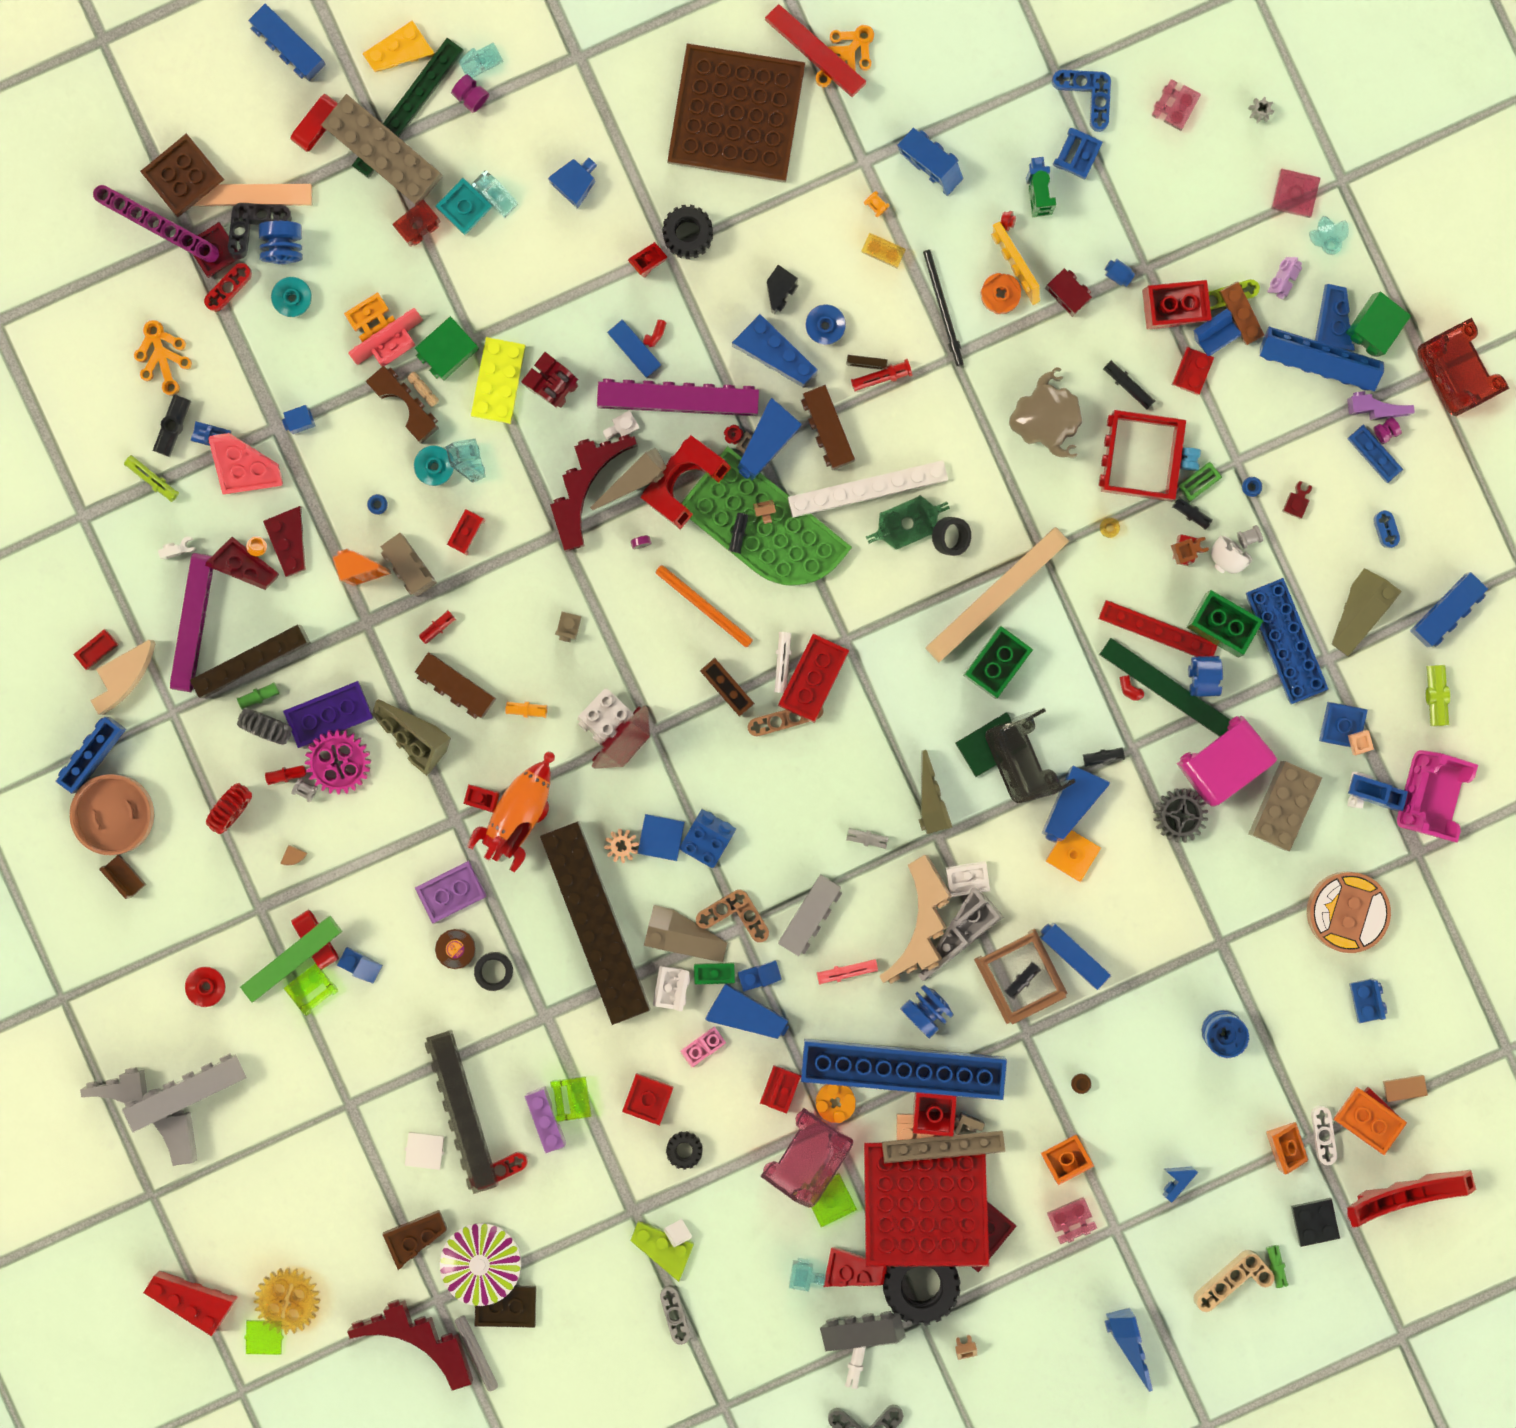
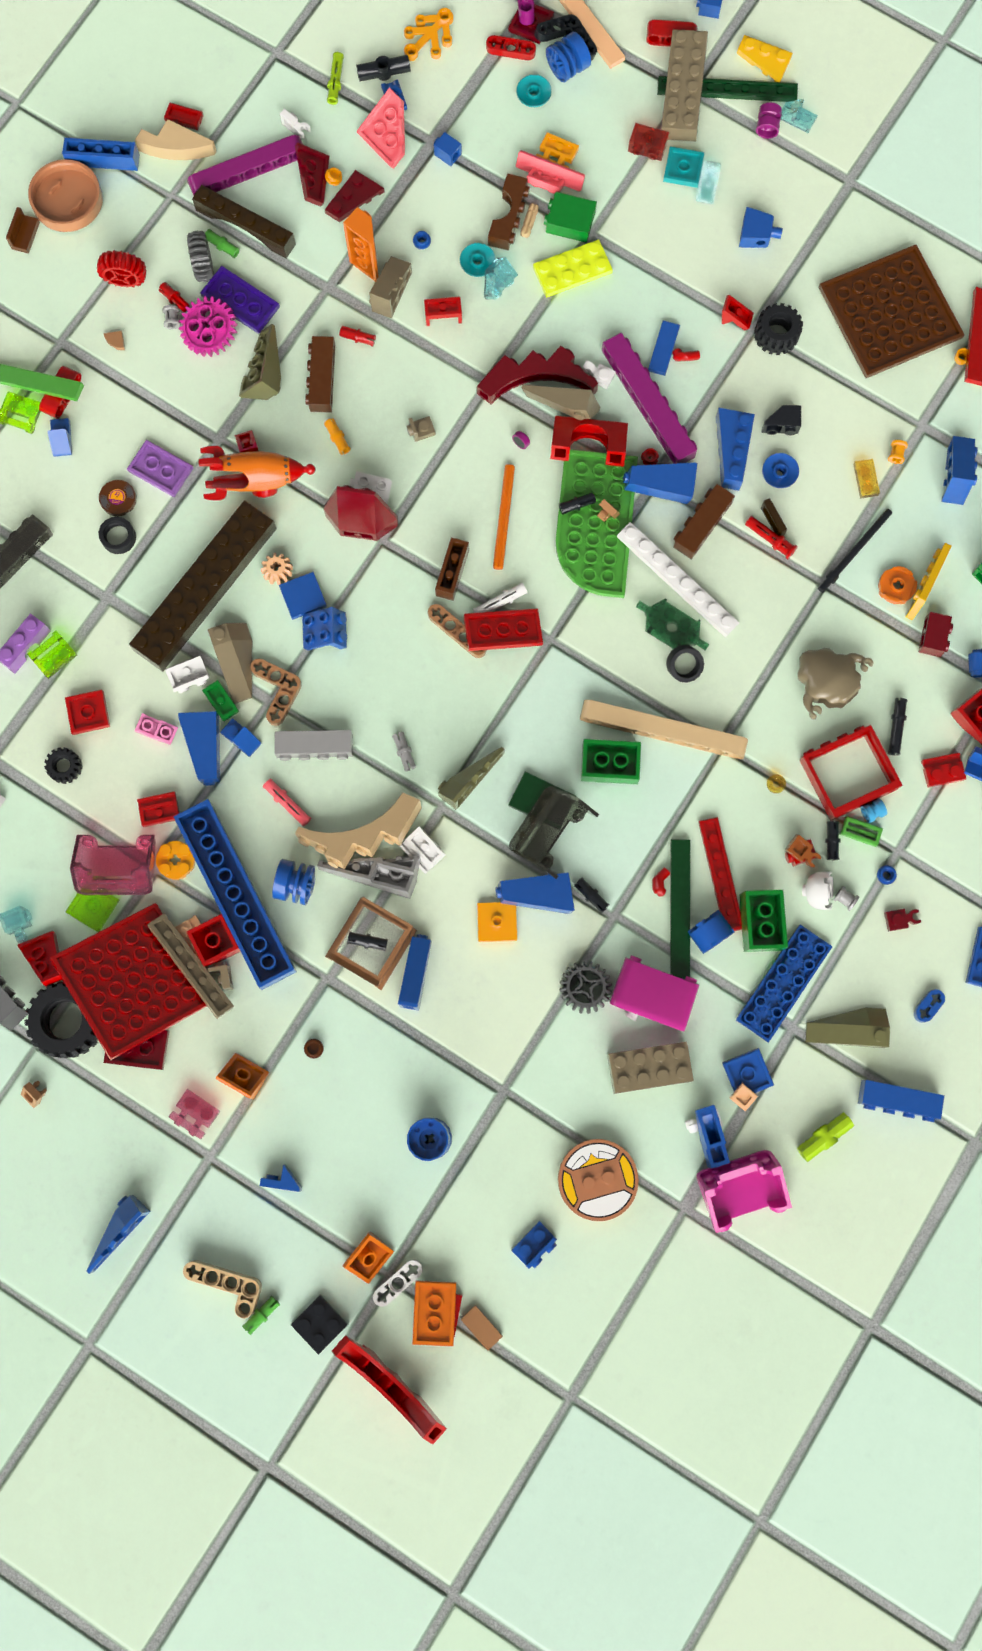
camera: 60 degrees right, 10 degrees down
(552, 381) = (598, 302): dark red hips -> none
(1008, 220) = (956, 555): red plate -> none

